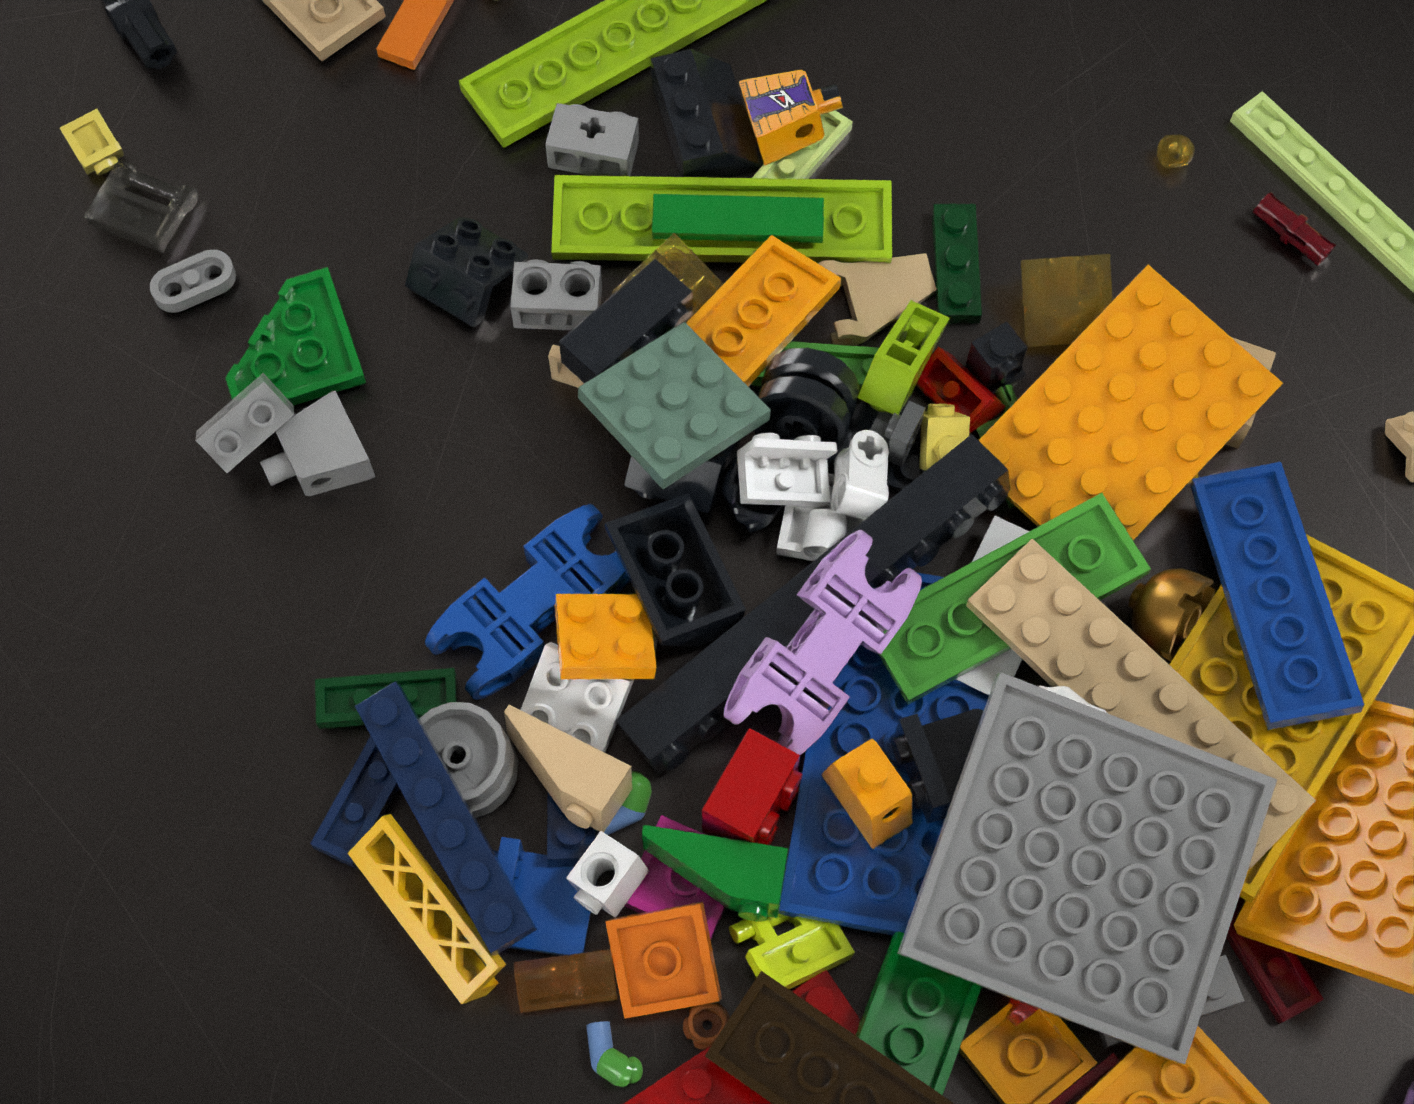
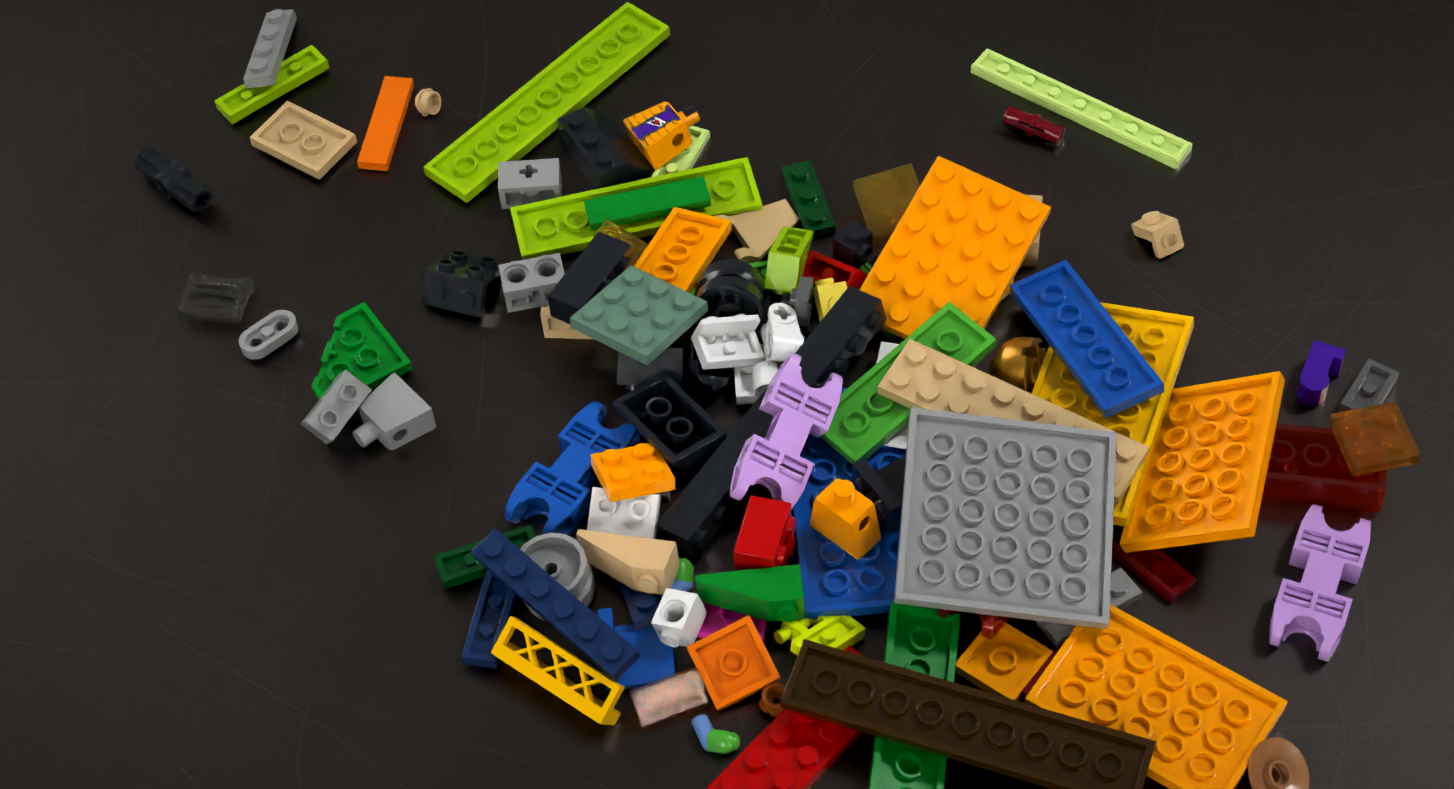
camera: 10 degrees left, 15 degrees down
(92, 143) = (169, 265): light yellow bracket -> none
(1172, 146) = (938, 94): clear yellow hinge -> none

